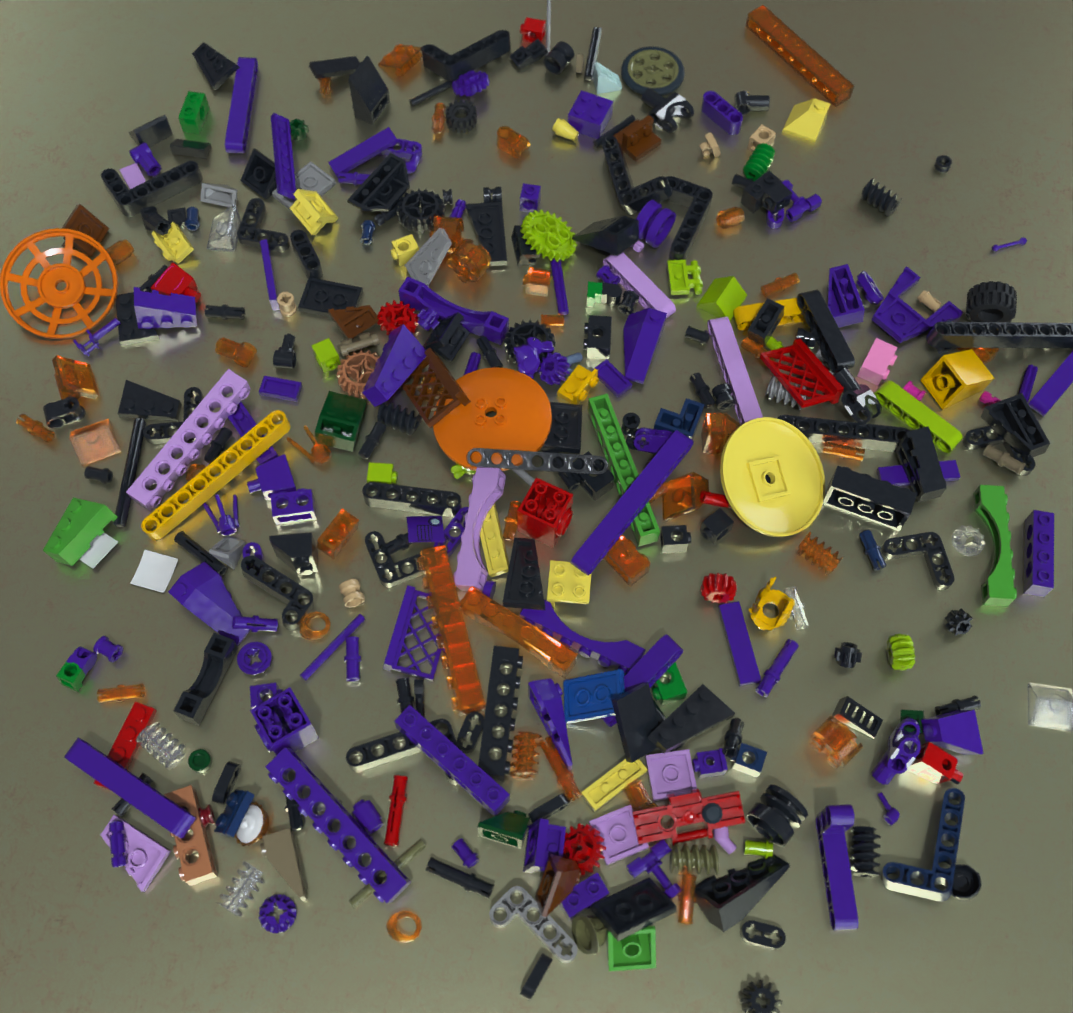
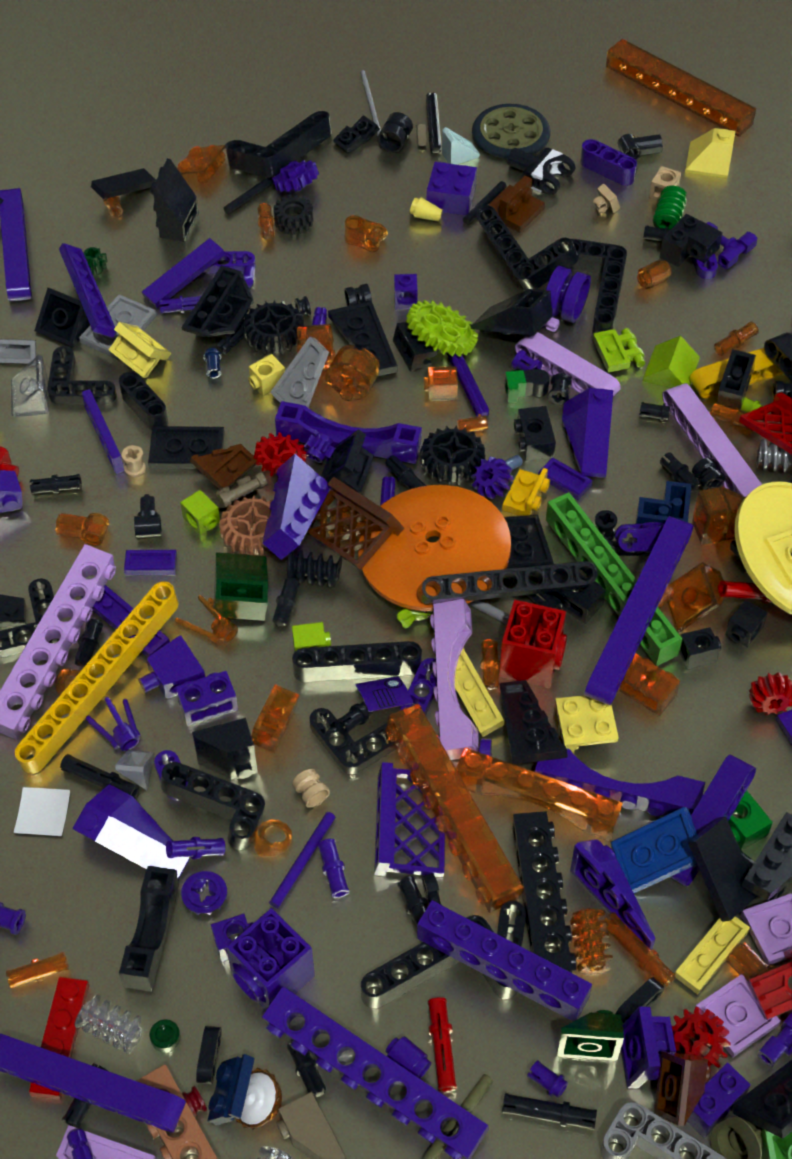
camera: 10 degrees left, 10 degrees down
(528, 355) = (458, 465): dark purple animal -> none
(532, 30) = (354, 107): red brick -> none

